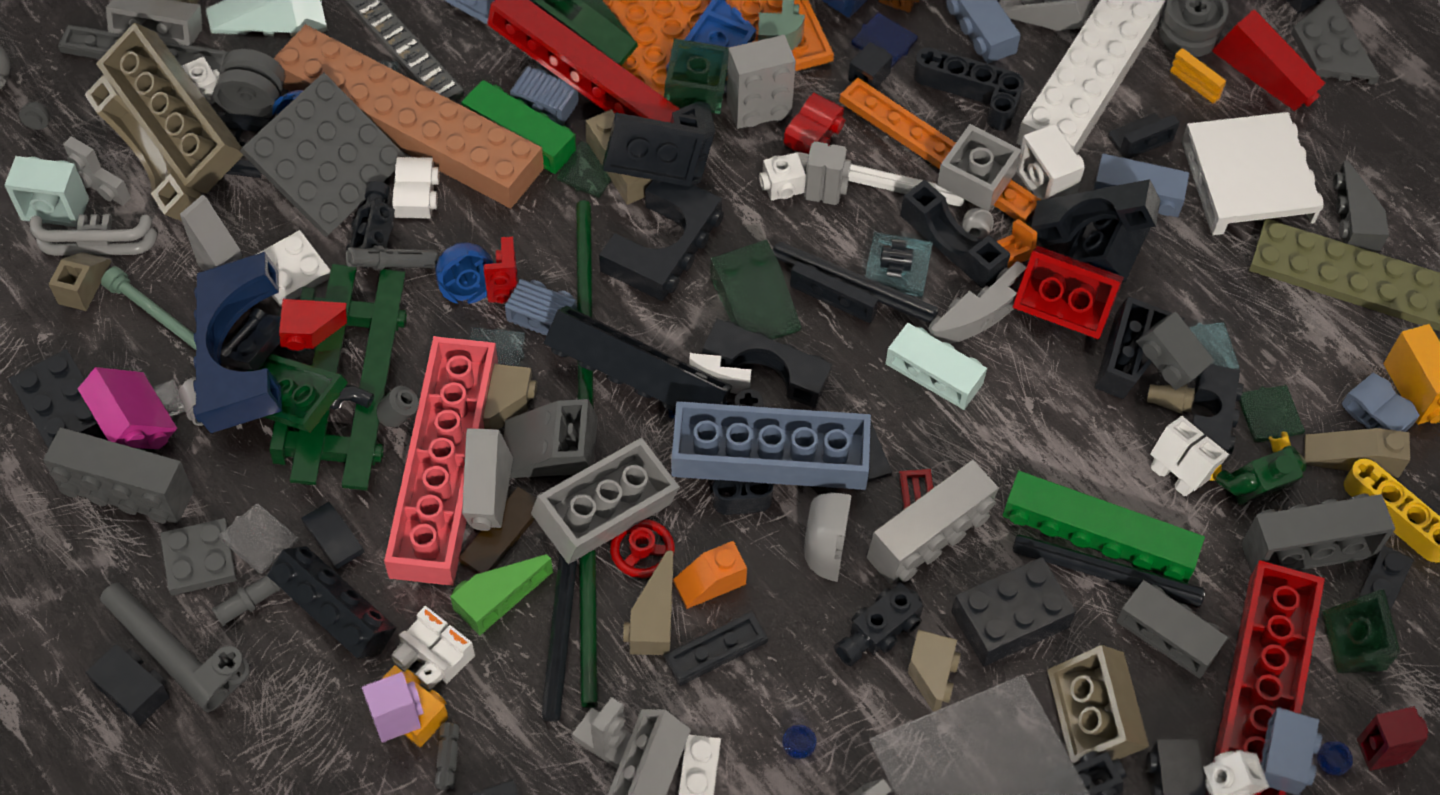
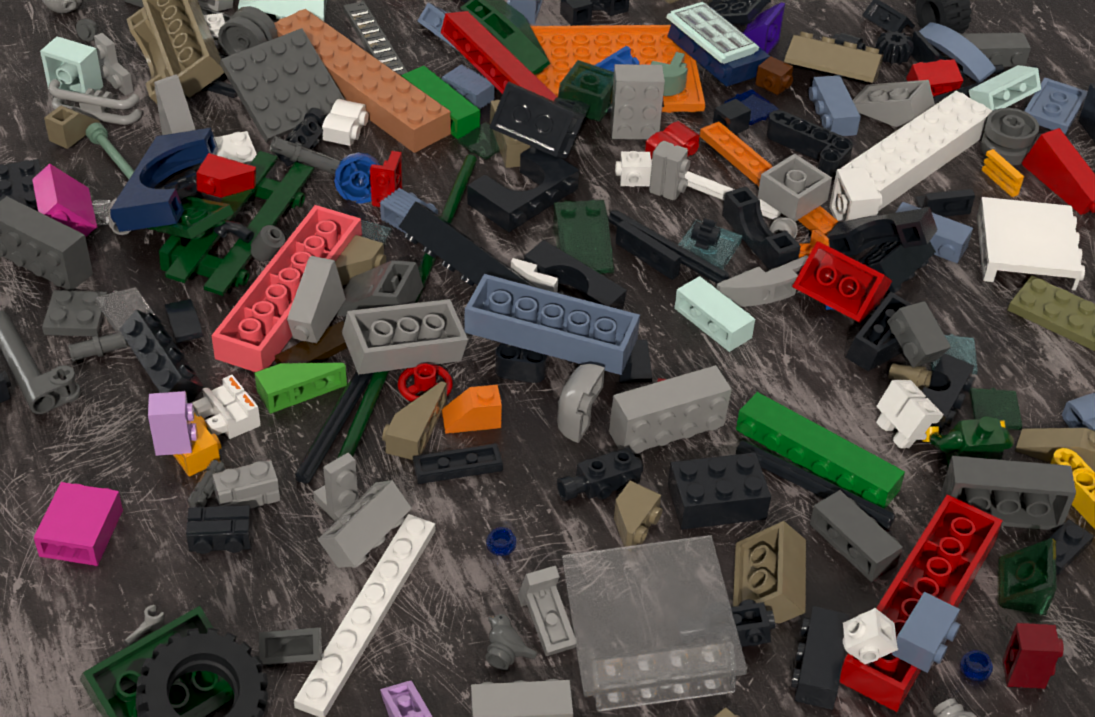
camera: 15 degrees right, 15 degrees down
(496, 751) = (247, 485): none -> light grey brick

